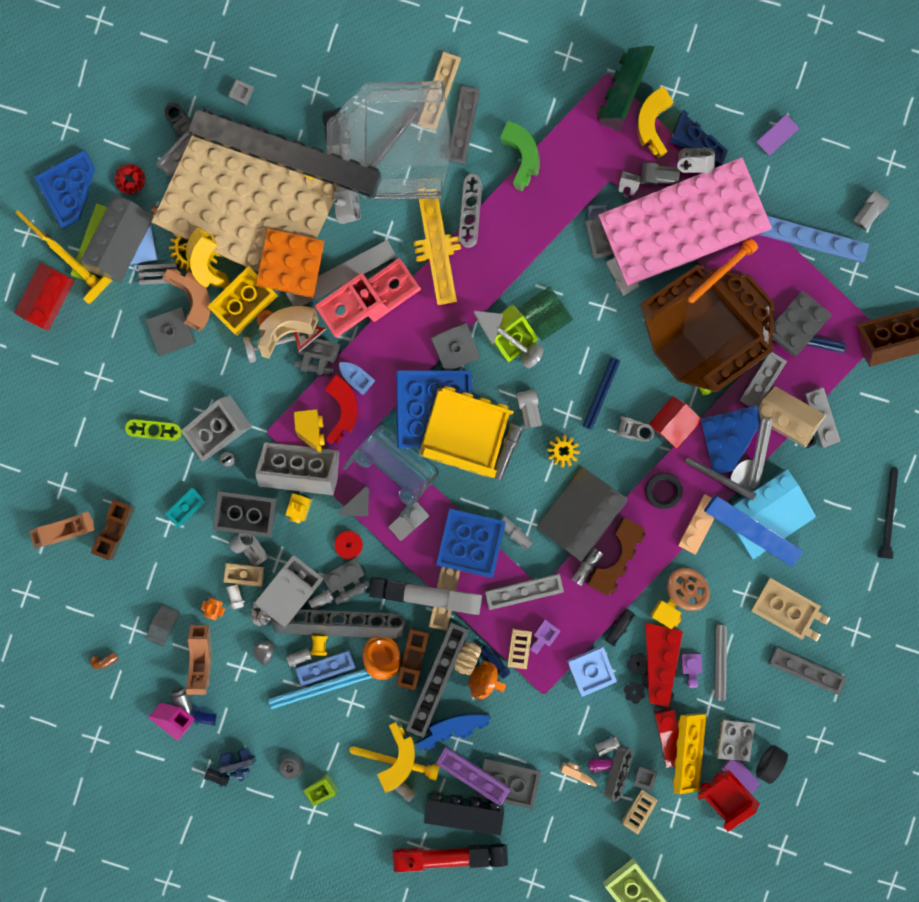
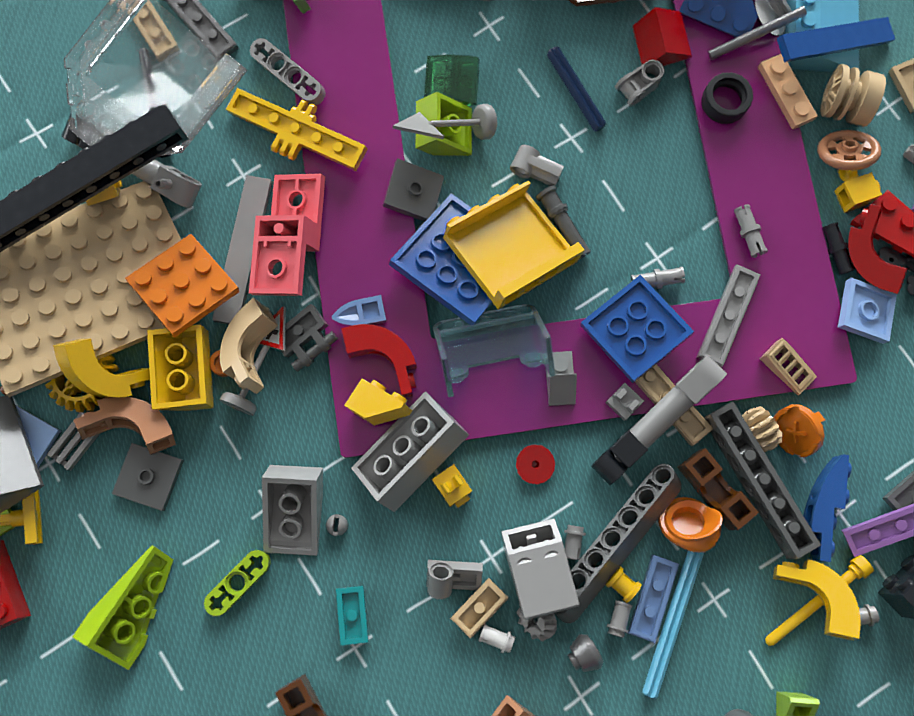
camera: 60 degrees left, 10 degrees down
(86, 382) = (121, 618): none -> lime wedge
(212, 608) = (491, 675): orange gear -> none
(245, 514) = (412, 551): dark grey slope -> none
(344, 575) = (565, 497): dark grey plate -> none
(358, 505) = (501, 416): dark grey slope -> none
(423, 568) = (624, 401): none -> light grey tile
(491, 657) = (775, 405): dark blue axle -> none
(546, 635) = (794, 327): medium lavender plate -> none
(564, 457) = (612, 159): yellow gear -> none
(582, 514) = (691, 194): dark grey slope -> none
(605, 578) = (750, 166): reddish brown arch -> none
(624, 647) = (866, 260): none -> red arch
(724, 566) = (853, 95): none -> tan wheel

